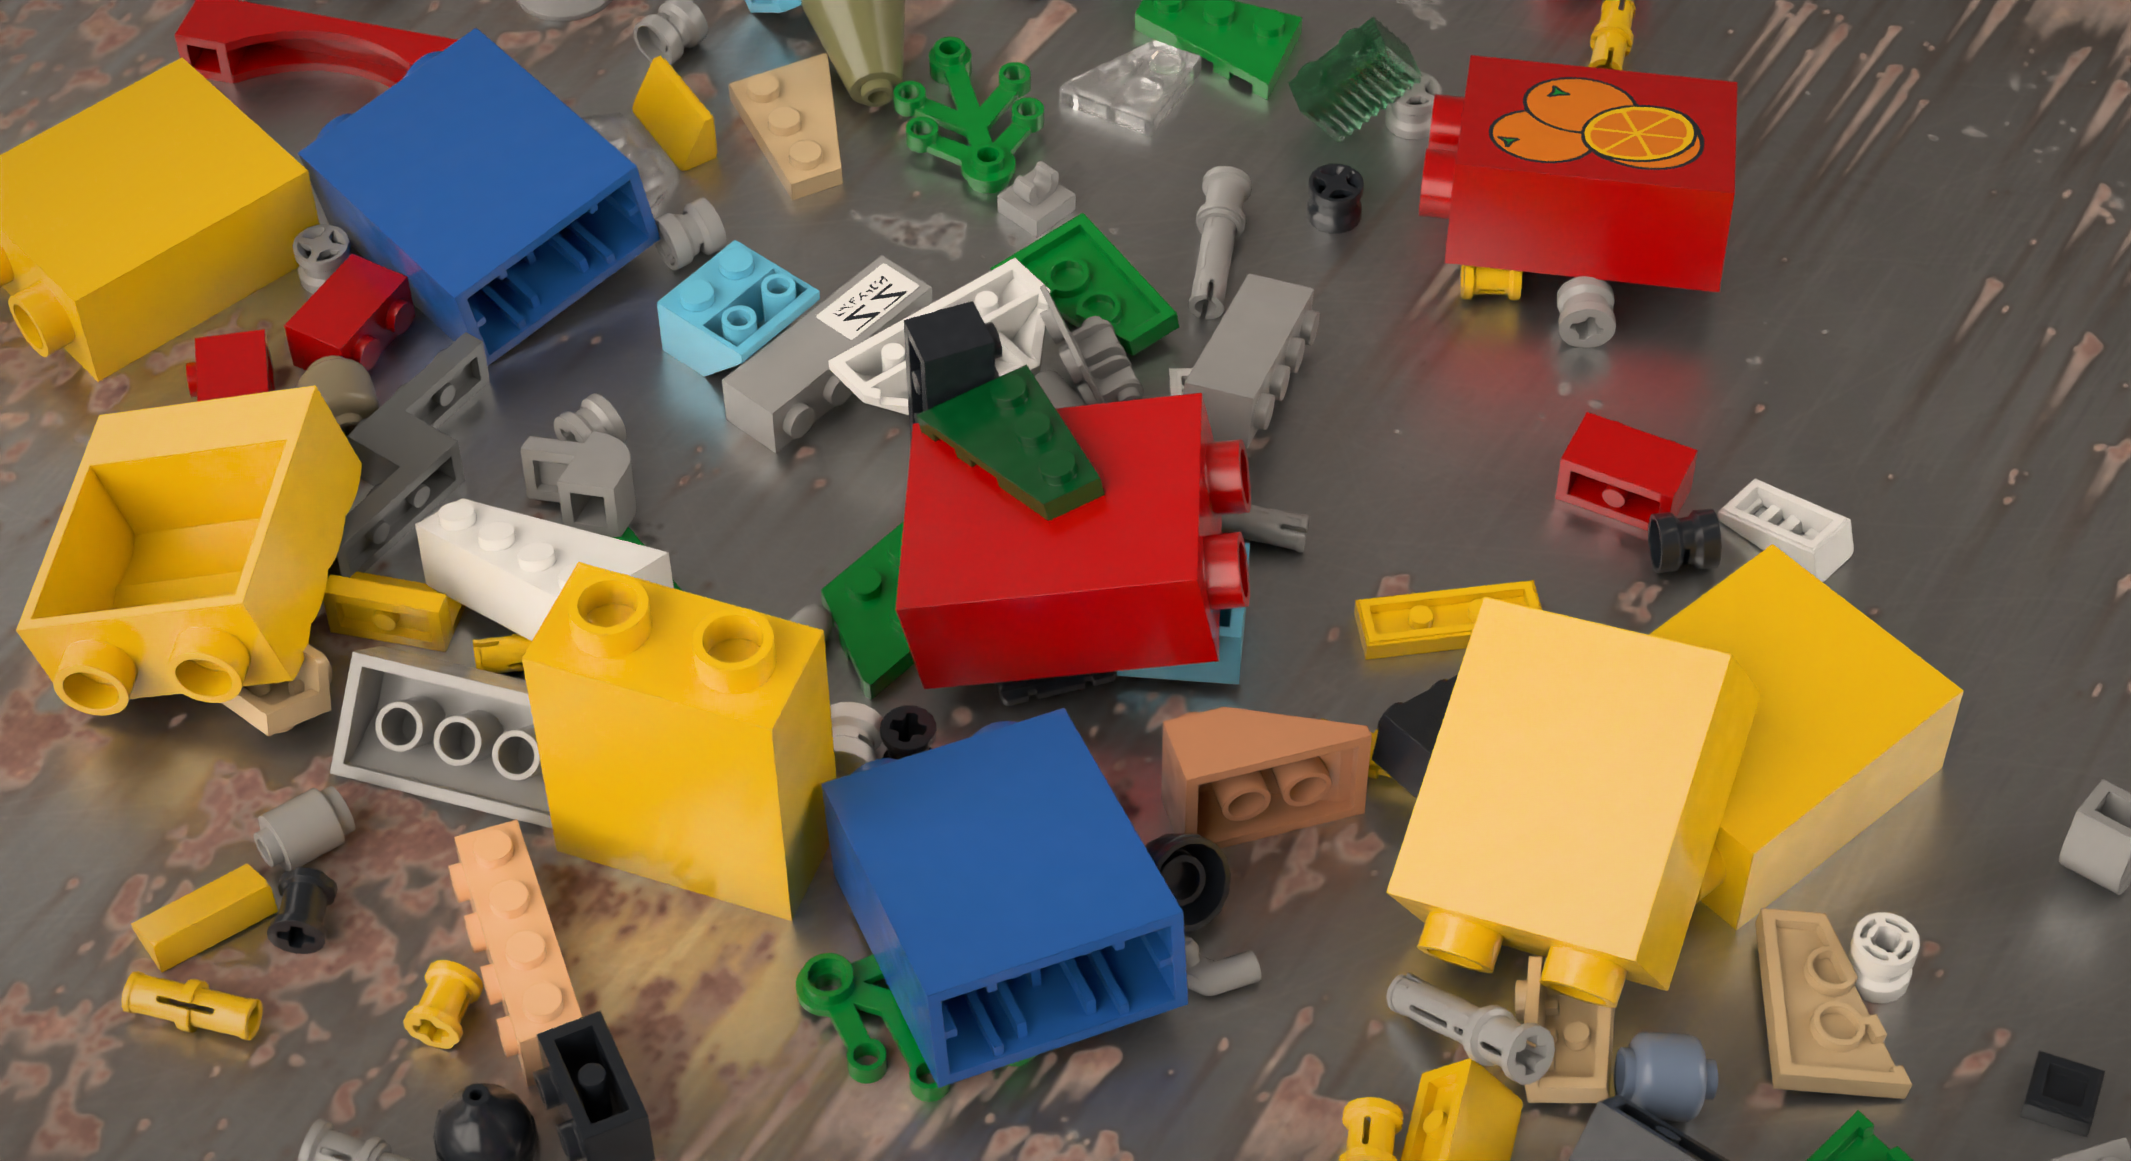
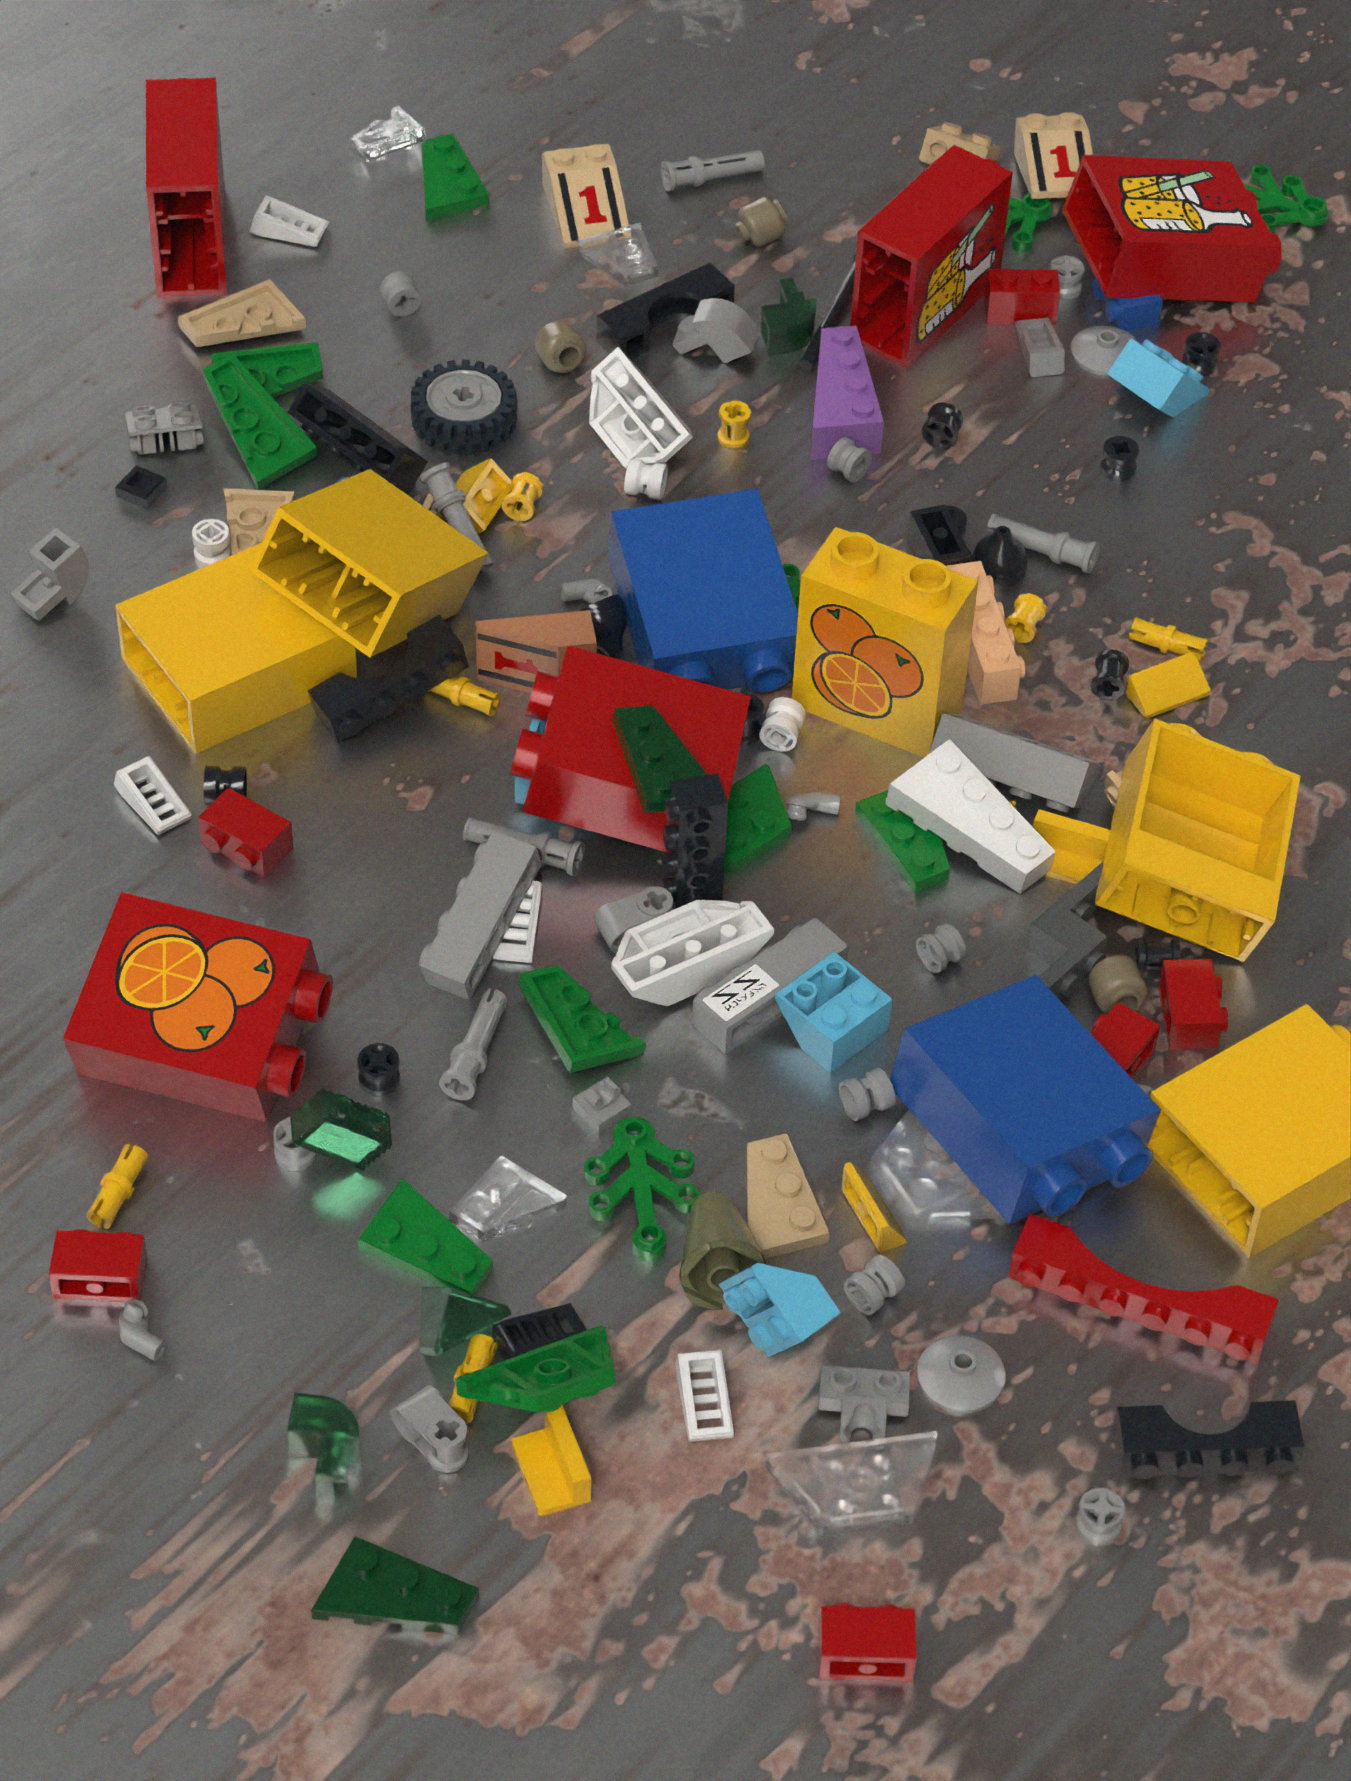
camera: 175 degrees left, 0 degrees up
(304, 828) = (1113, 717): light grey brick -> none
(586, 478) = (934, 899): light grey brick -> none
(1093, 356) = (591, 936): light grey hinge -> none
(1430, 619) = (390, 770): yellow tile -> none

